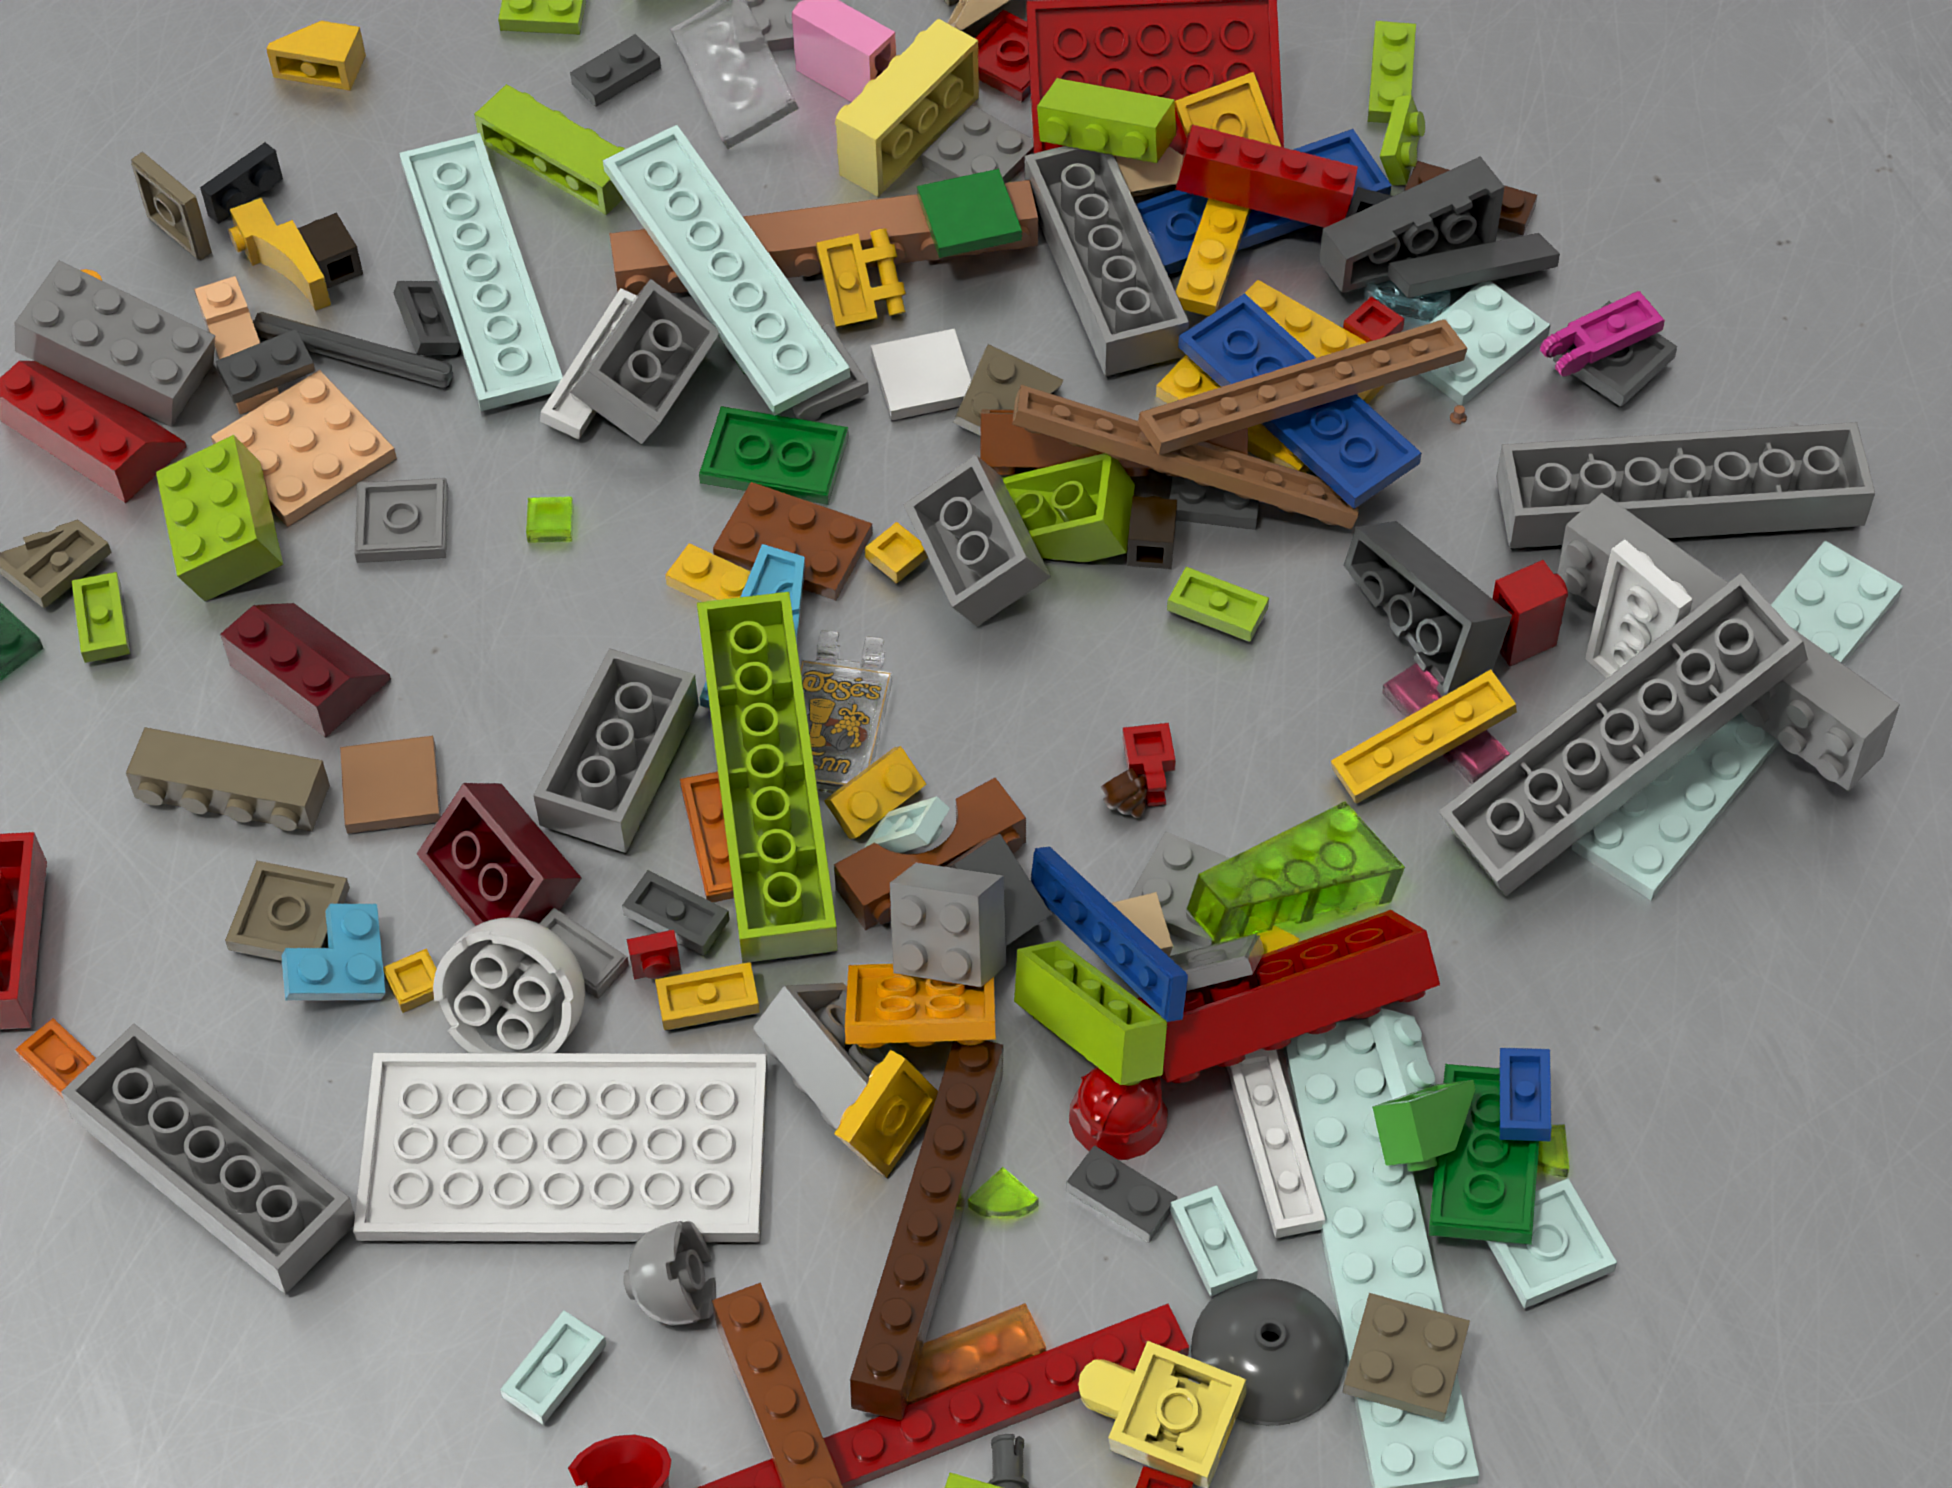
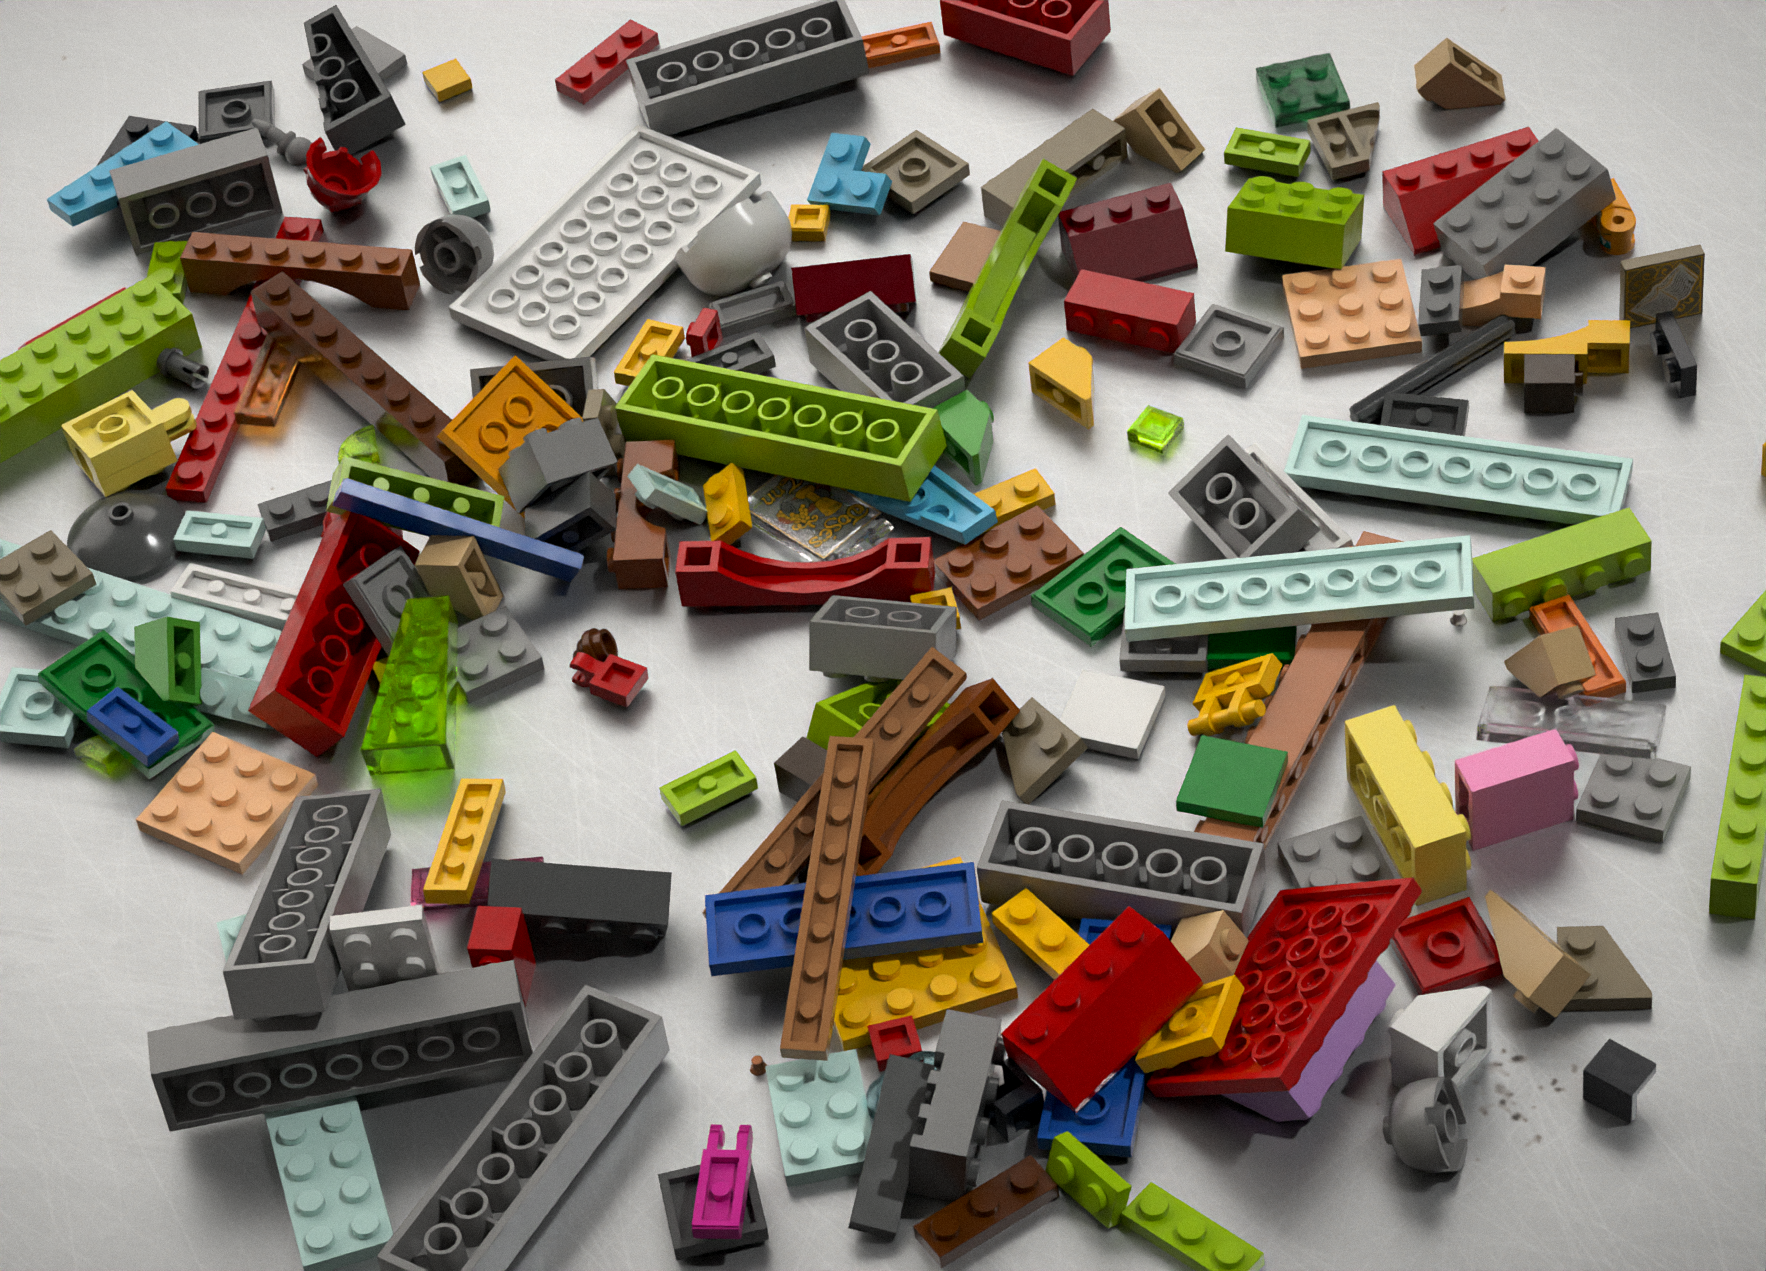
camera: 130 degrees right, 10 degrees down
(116, 721) = (1159, 132): none -> tan slope
(240, 1363) = (606, 62): none -> red plate
(410, 606) = (1129, 311): none -> red brick
(519, 703) = (1005, 267): none -> lime arch
(534, 603) = (1065, 380): none -> yellow slope
(644, 106) = (1563, 614): none -> orange tile
(663, 635) = (967, 433): none -> bright green slope
(687, 90) = (1553, 664): none -> tan slope
(853, 939) = (602, 406): none -> dark tan wing
(887, 1113) = (452, 372): yellow plate -> none
(961, 712) = (725, 576): none -> red arch
(1107, 120) = (1239, 898): lime brick -> none
(1517, 990) = (226, 802): none -> light nougat plate

